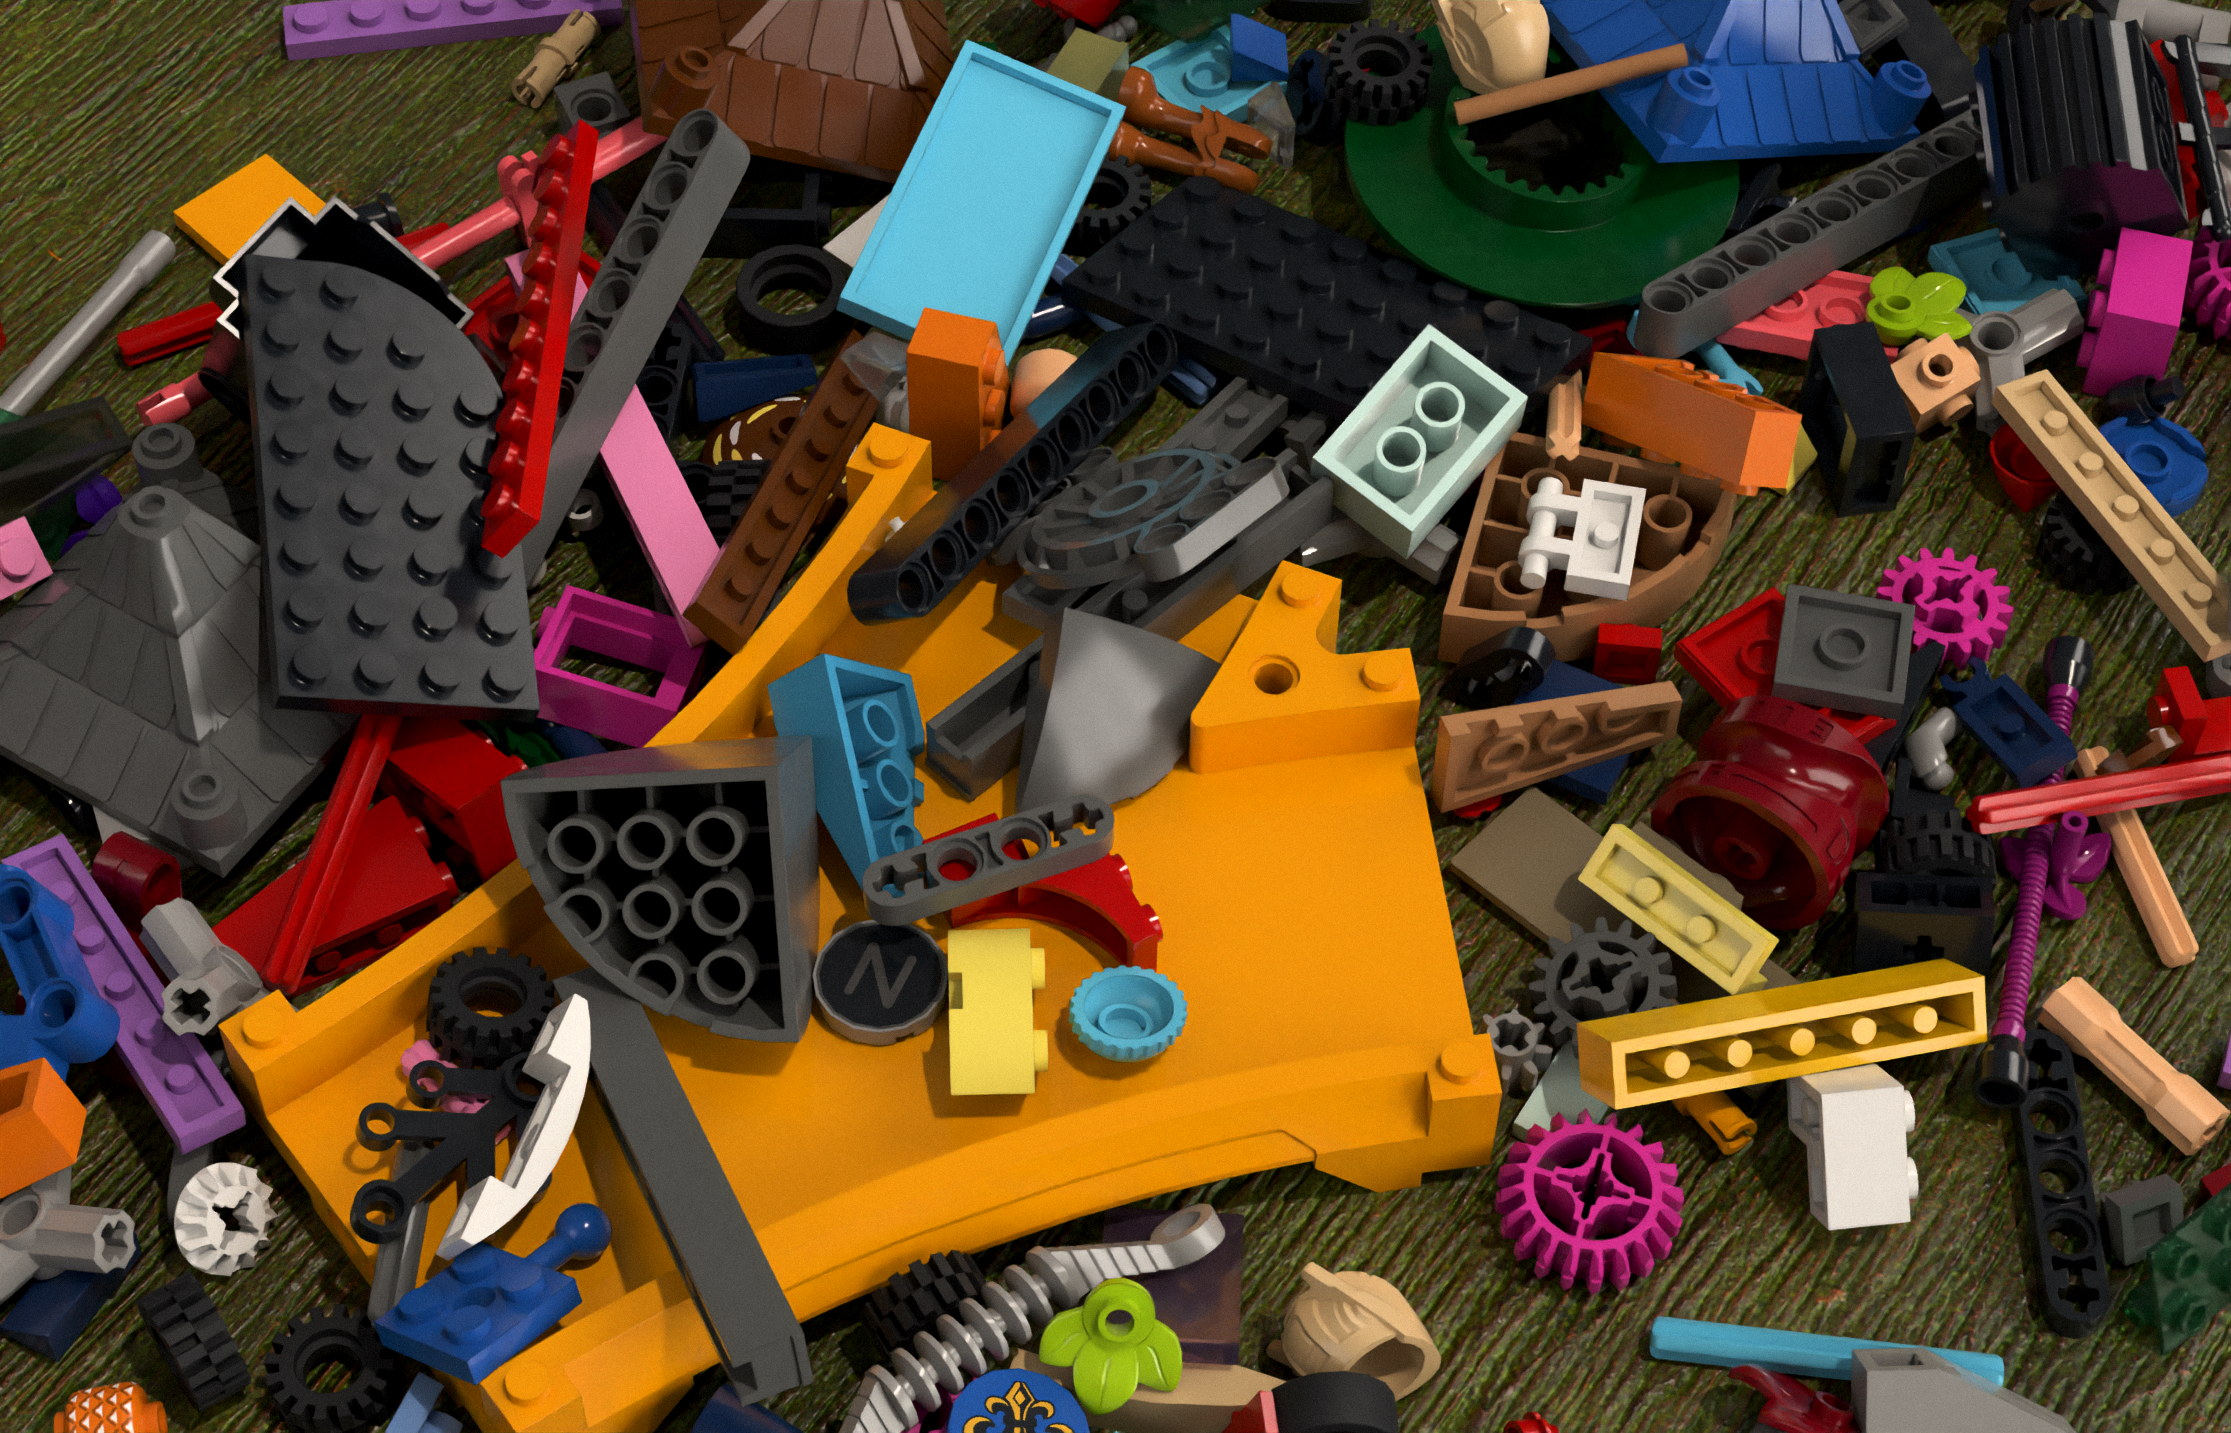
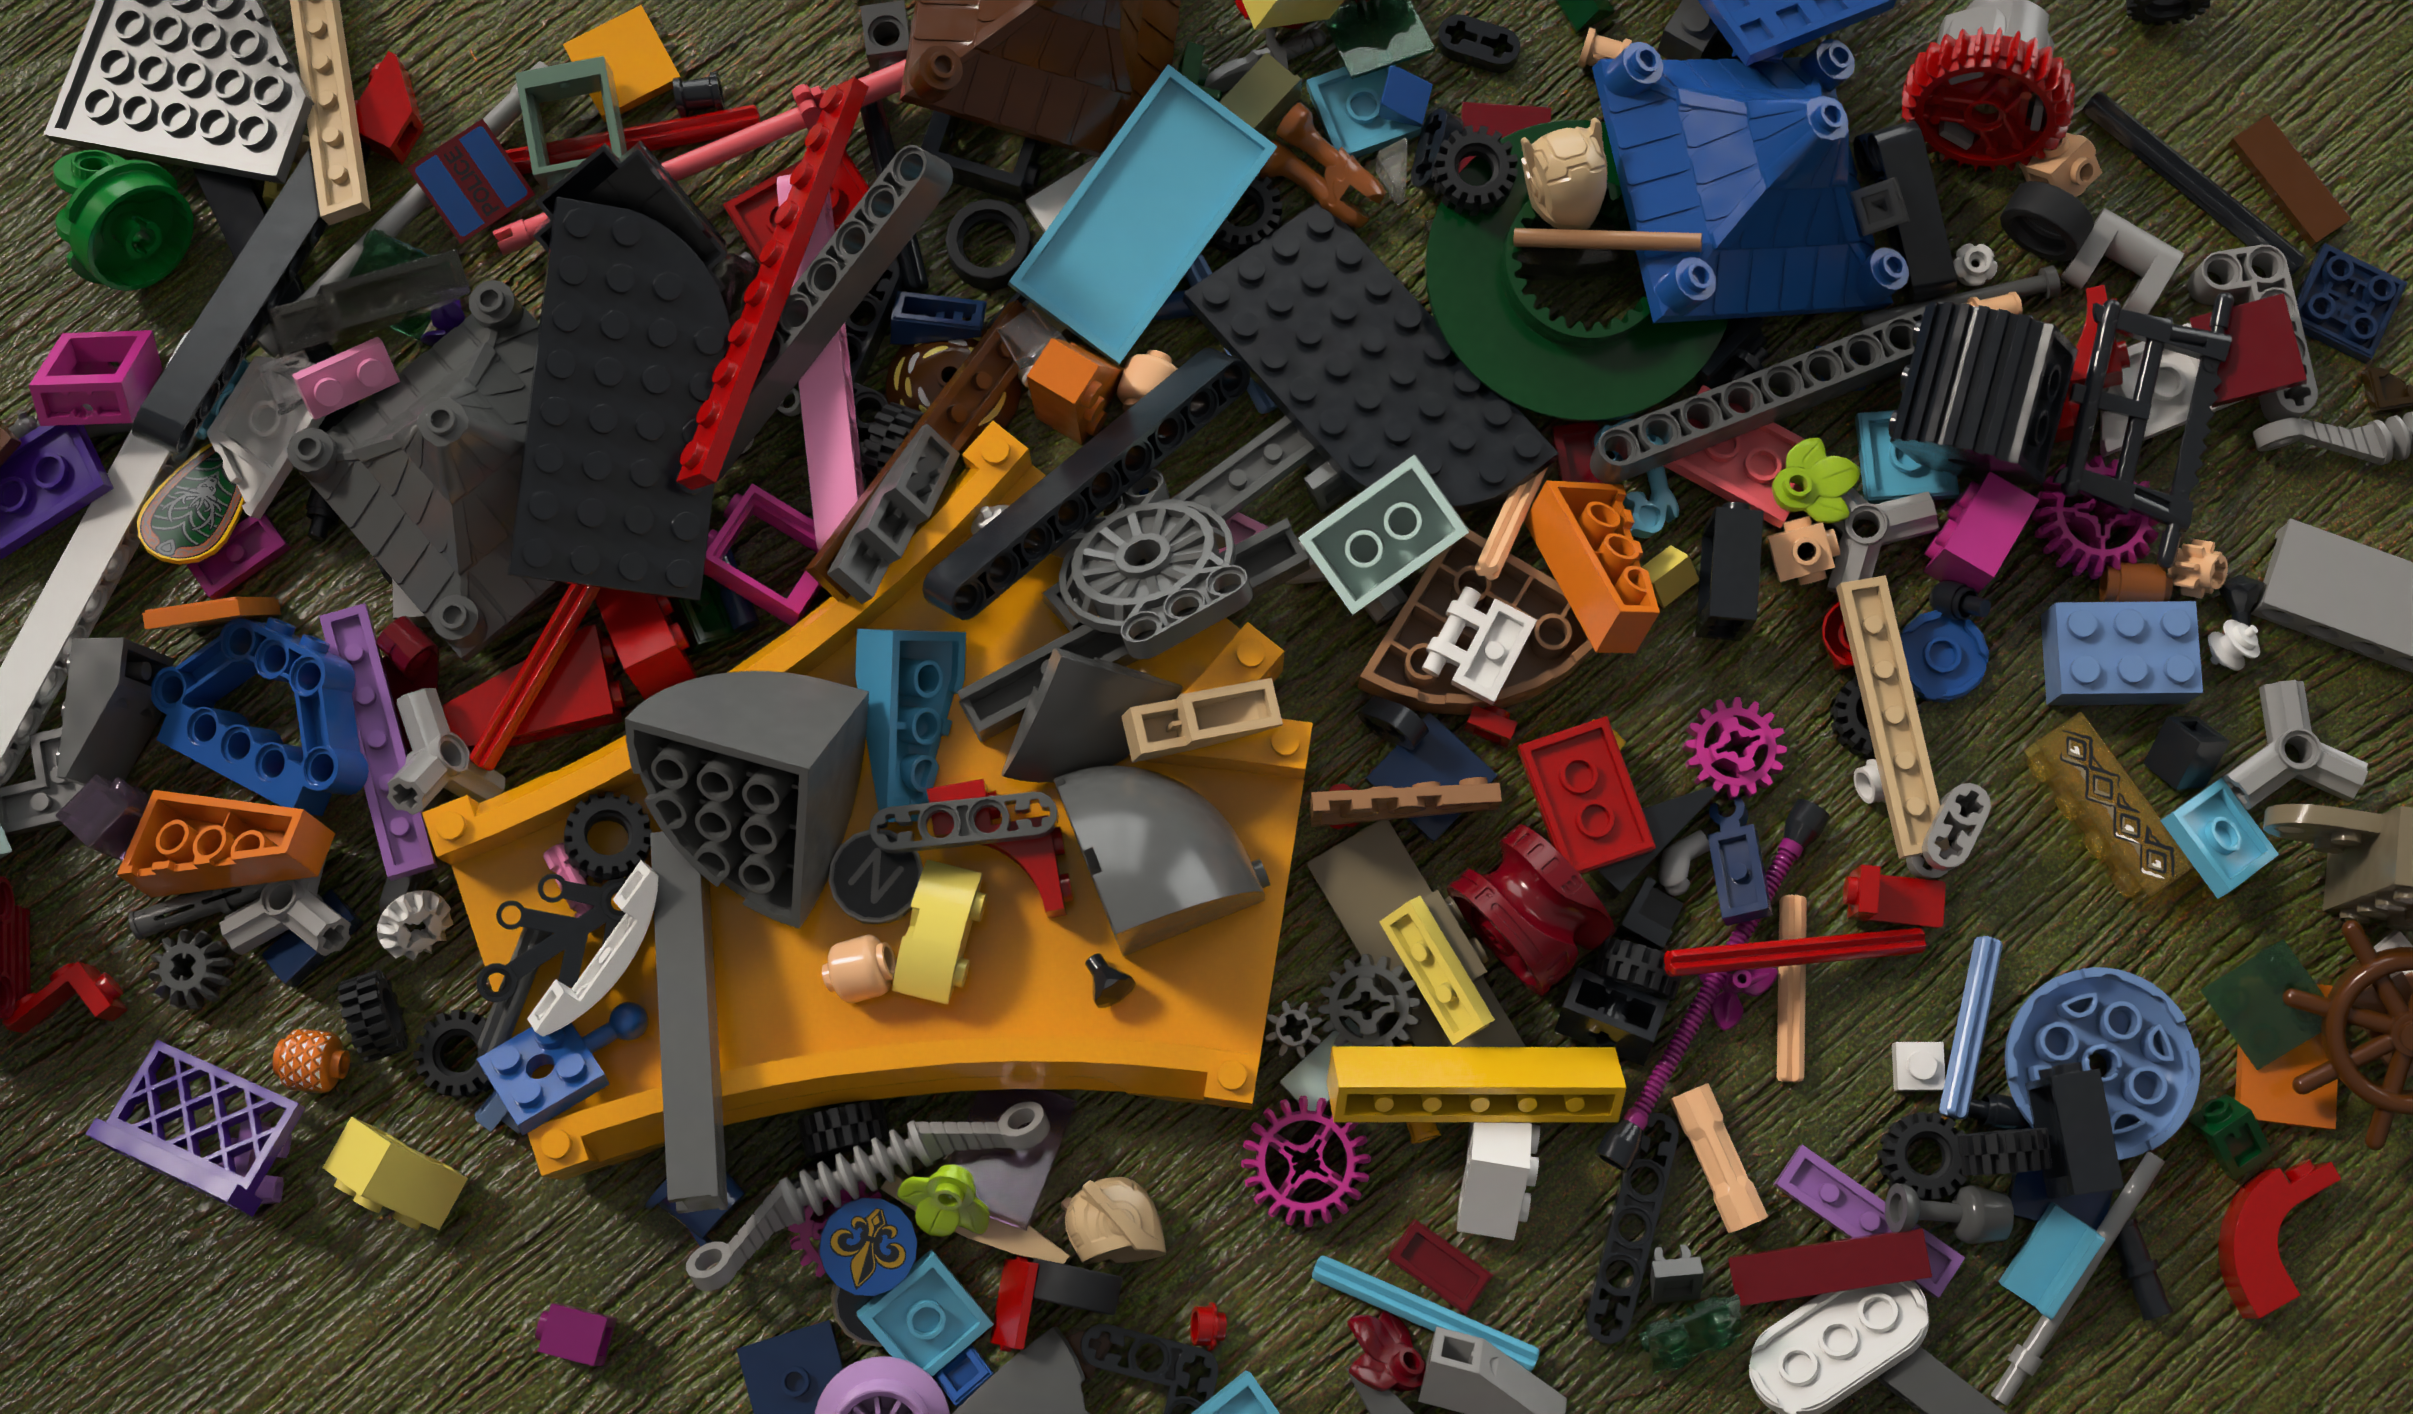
camera: 20 degrees right, 25 degrees up
(92, 351) = (471, 181): none -> piece
(168, 238) = (559, 83): none -> sand green window
(779, 538) = (893, 514): none -> dark grey slope
(895, 1085) = (859, 968): none -> light nougat head
(1127, 1013) = (1030, 955): medium azure hat -> none
(1247, 1023) = (1108, 982): none -> black rock
(1261, 846) = (1157, 853): none -> dark grey brick
(1263, 662) = (1201, 719): none -> tan slope
(1819, 1294) = (1439, 1266): none -> dark red tile
(1843, 651) = (1632, 791): dark grey tile -> none
(2129, 609) = (1868, 782): none -> white plate
(2150, 752) = (1819, 921): reddish brown tile -> none

